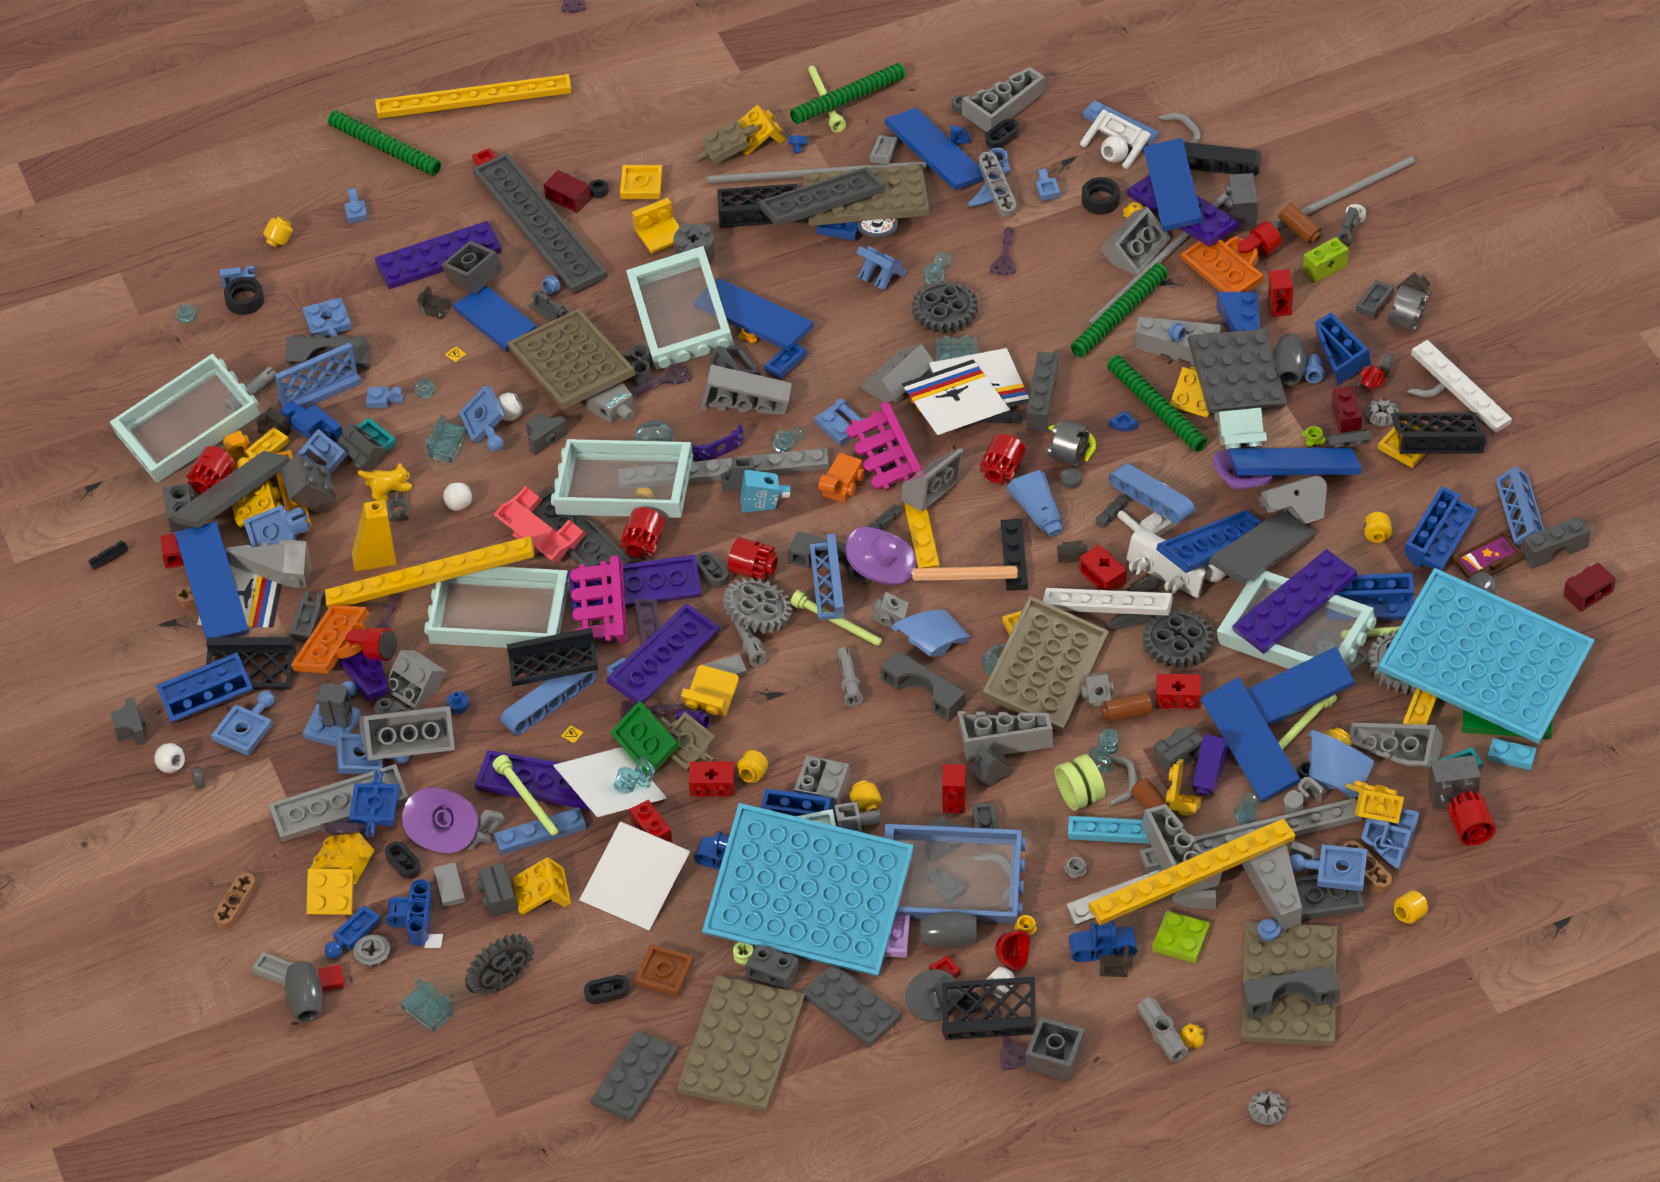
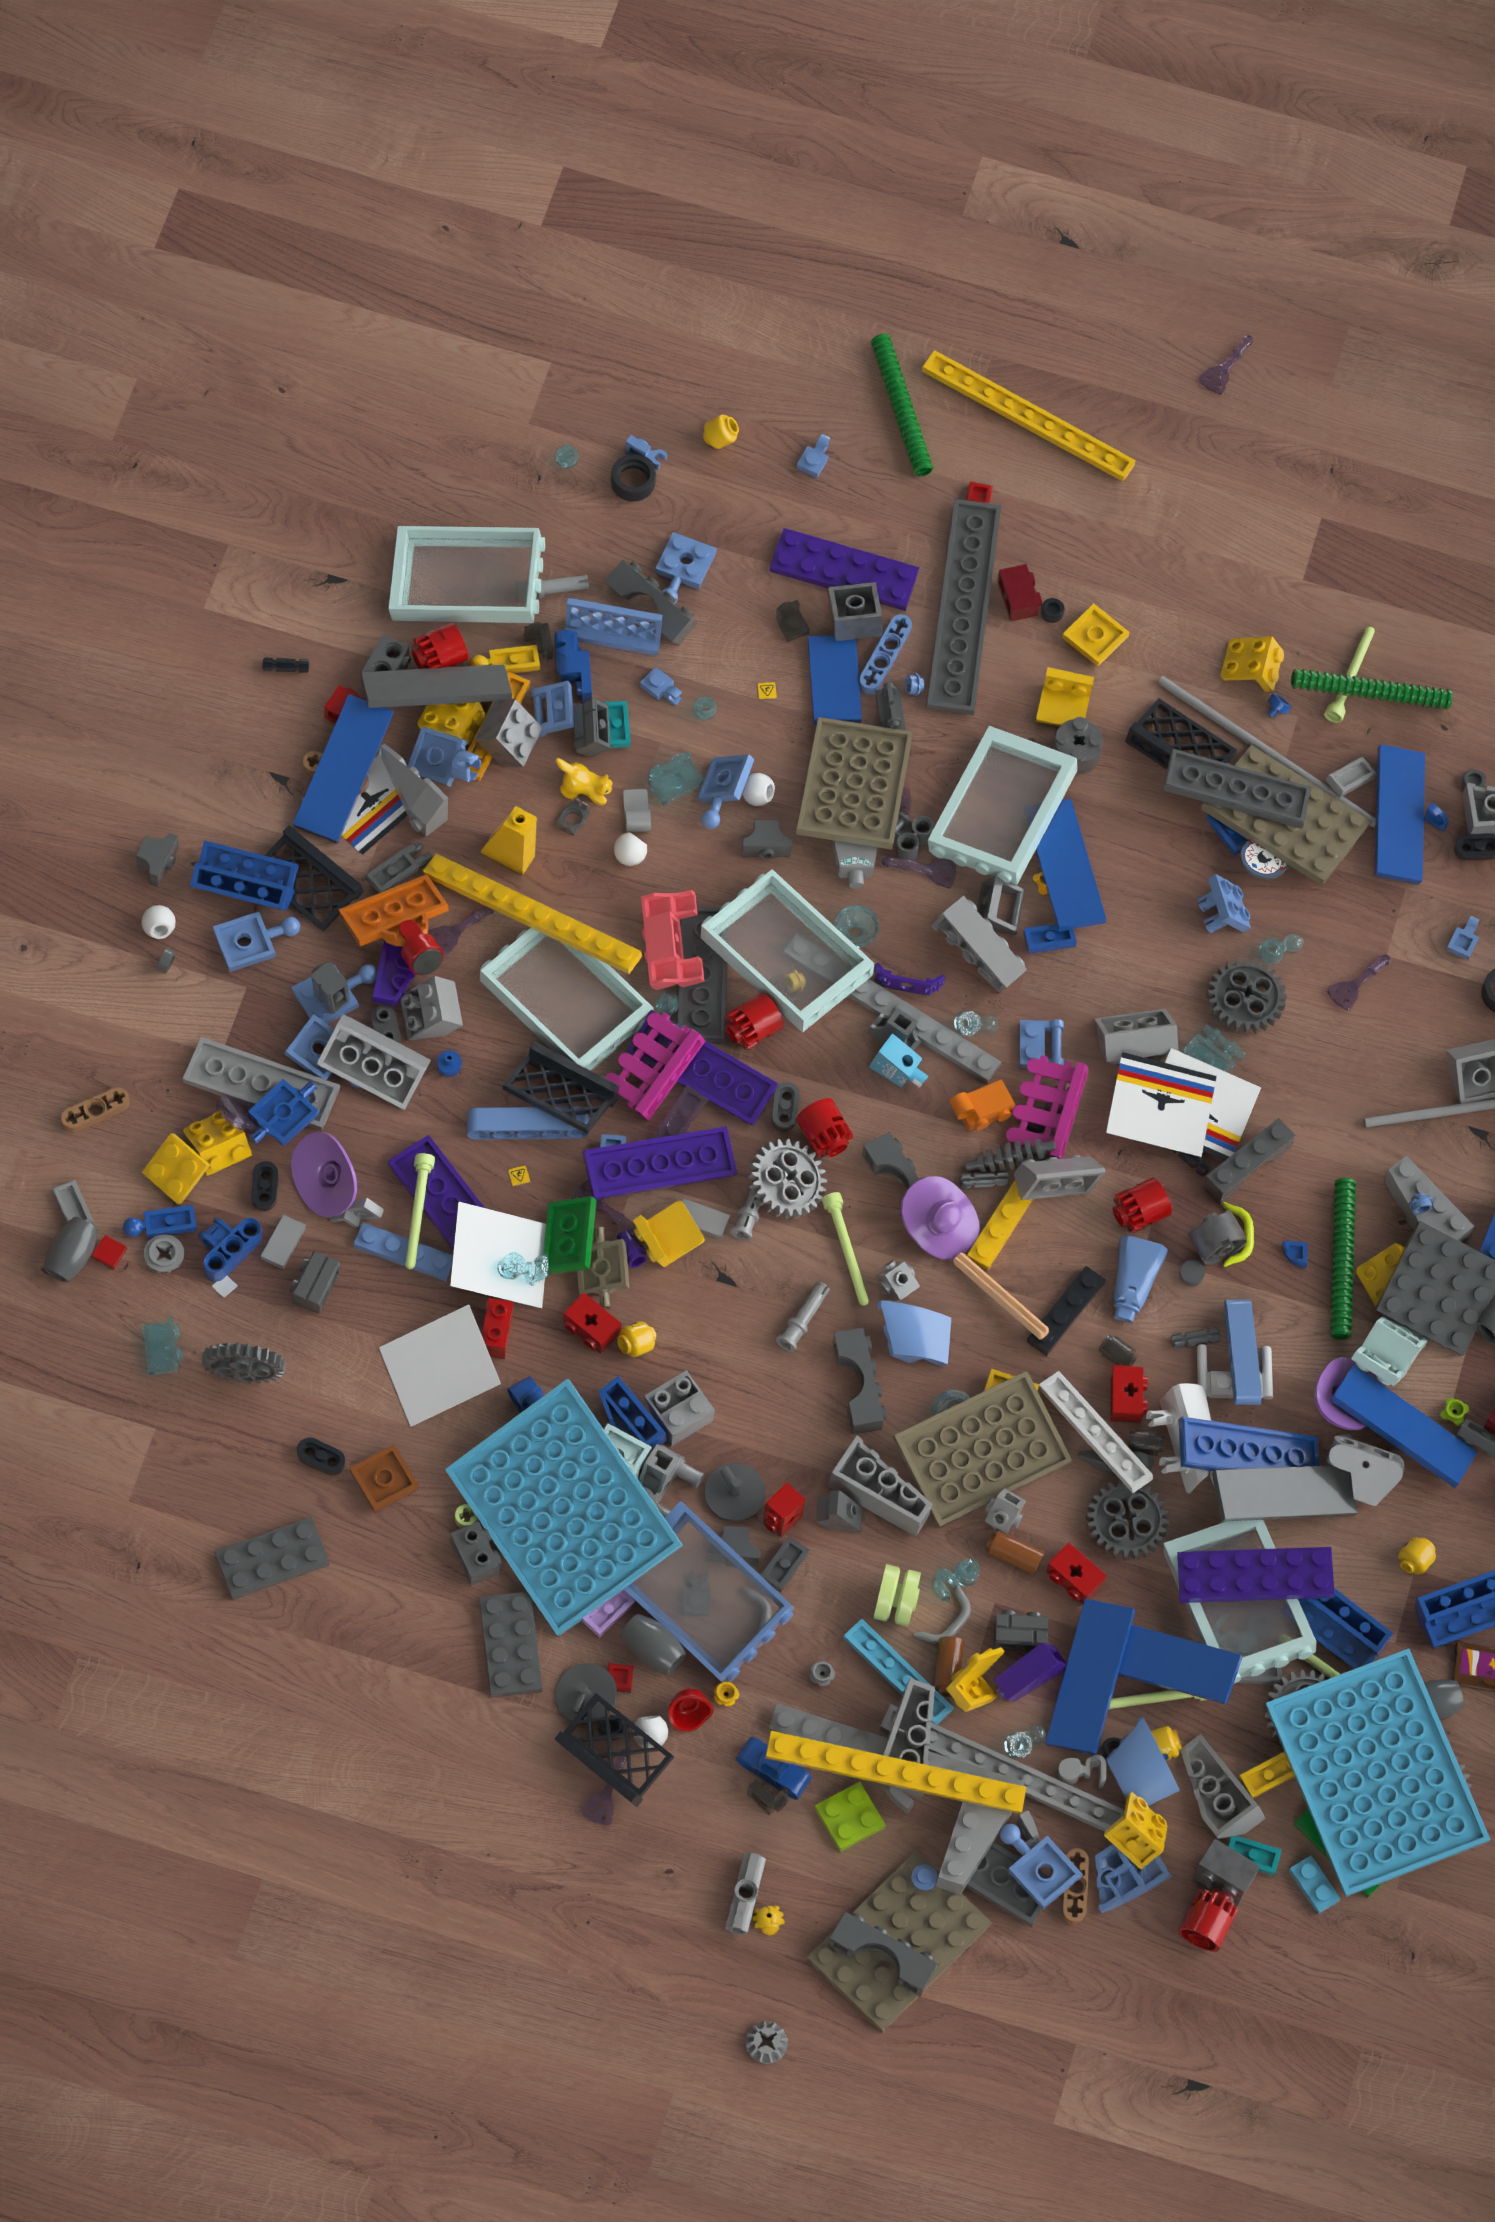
camera: 30 degrees right, 15 degrees up
(236, 444) = (489, 637): light orange plate -> none
(437, 476) = (636, 810): none -> light grey panel
(517, 281) = (885, 654): none -> medium blue beam
(539, 884) = (357, 1309): yellow bracket -> none
(571, 563) = (667, 1003): none -> clear light blue plate
(725, 142) = (1209, 653): dark tan plate -> none
(741, 1043) = (387, 1602): dark tan plate -> none
(834, 574) = (876, 1206): medium blue fence -> none
(866, 796) = (705, 1452): yellow head -> none
(888, 491) = (981, 1162): none -> dark grey piece
(908, 806) = (735, 1492): none -> dark grey shield
(984, 195) = (1414, 899): medium blue piece -> none
(1000, 183) = (1419, 901): light grey beam -> none
(1055, 1049) = (635, 1835): flat silver brick -> none
(1119, 310) = (1403, 1130): green piece -> none
(1410, 907) = (1072, 1959): yellow head -> none

